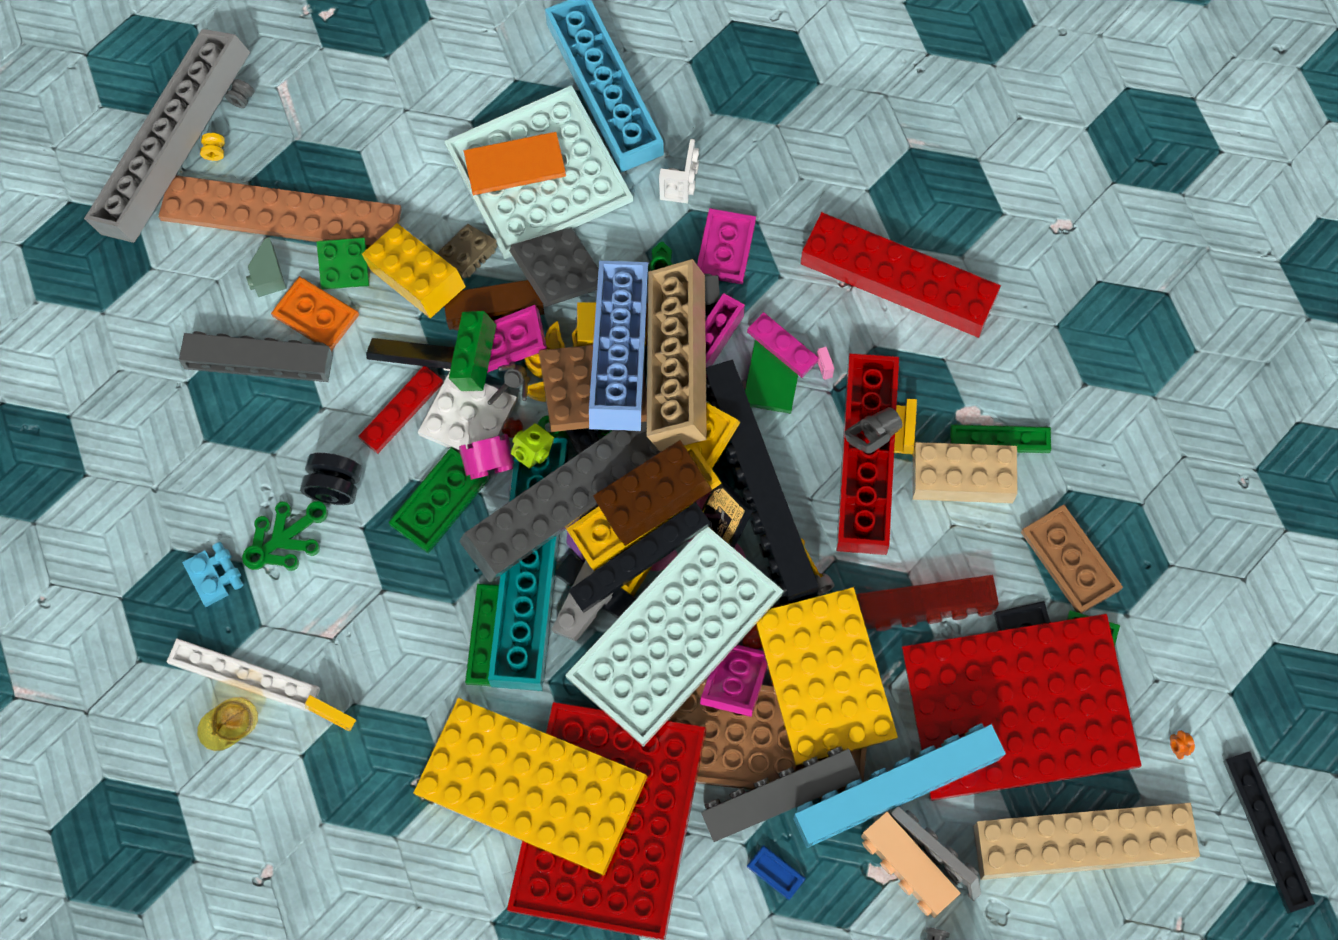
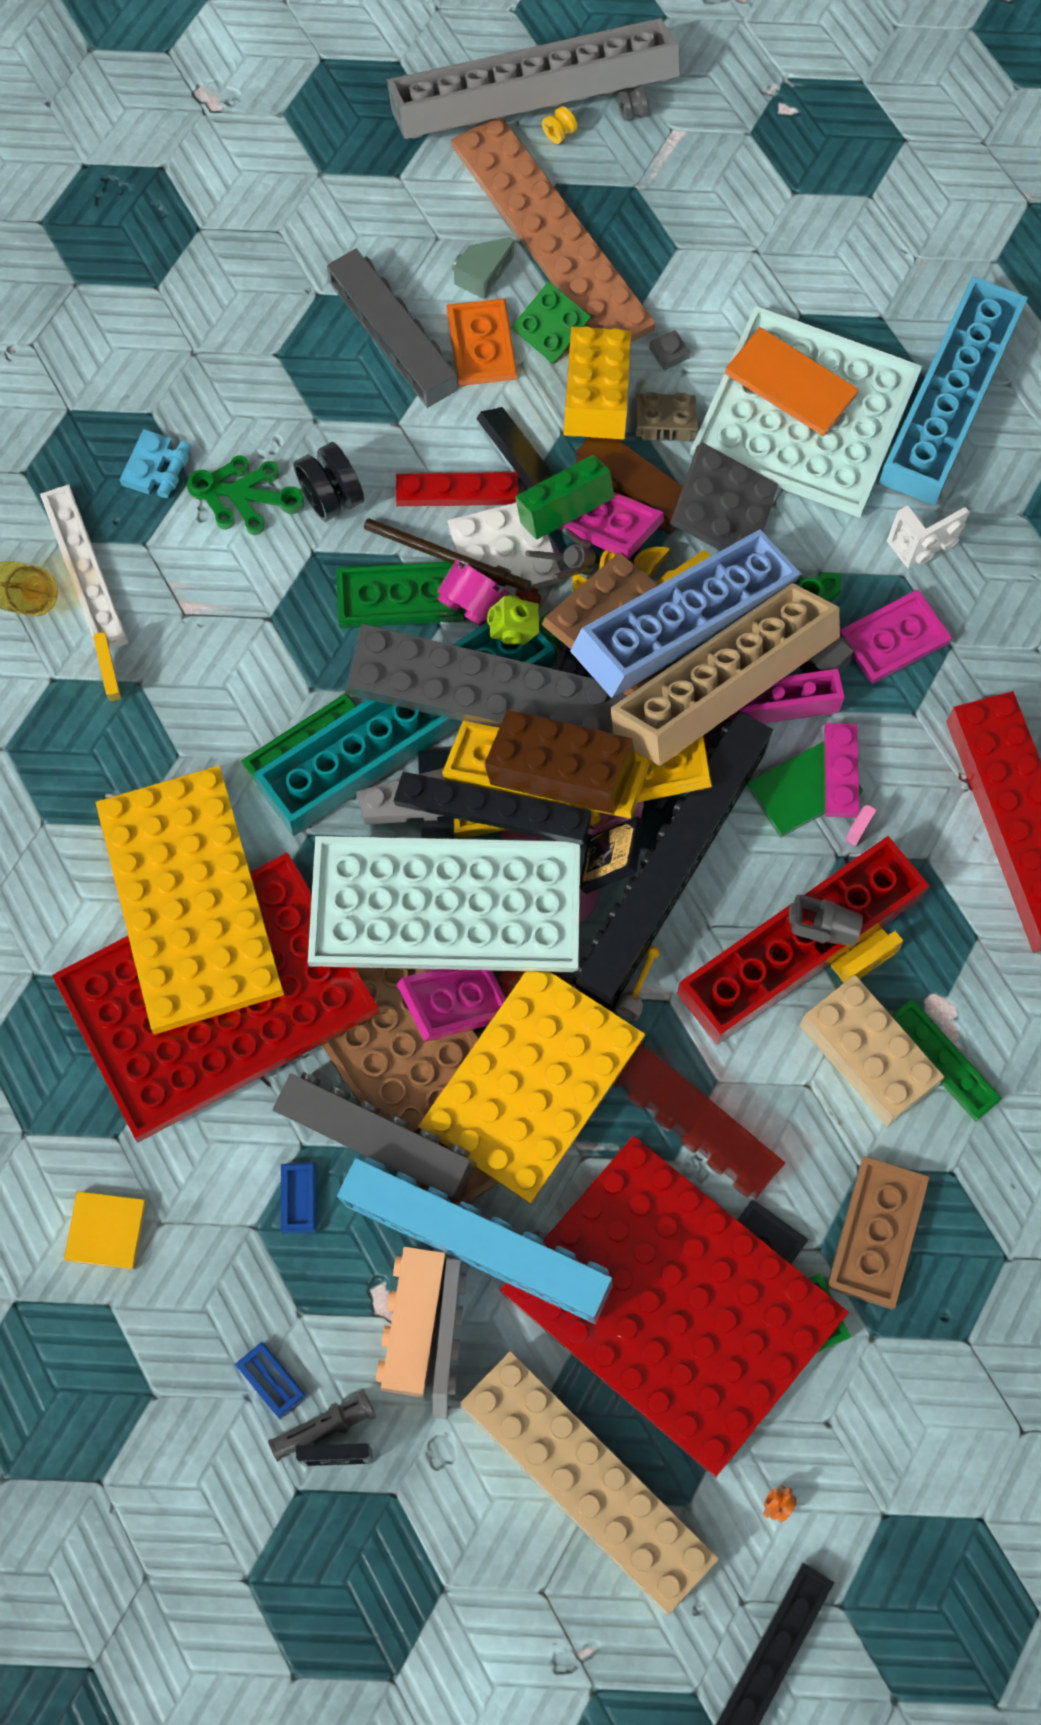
camera: 45 degrees right, 0 degrees up
(424, 212) = (669, 350): none -> dark grey plate
(487, 431) = (500, 575): none -> dark brown bar

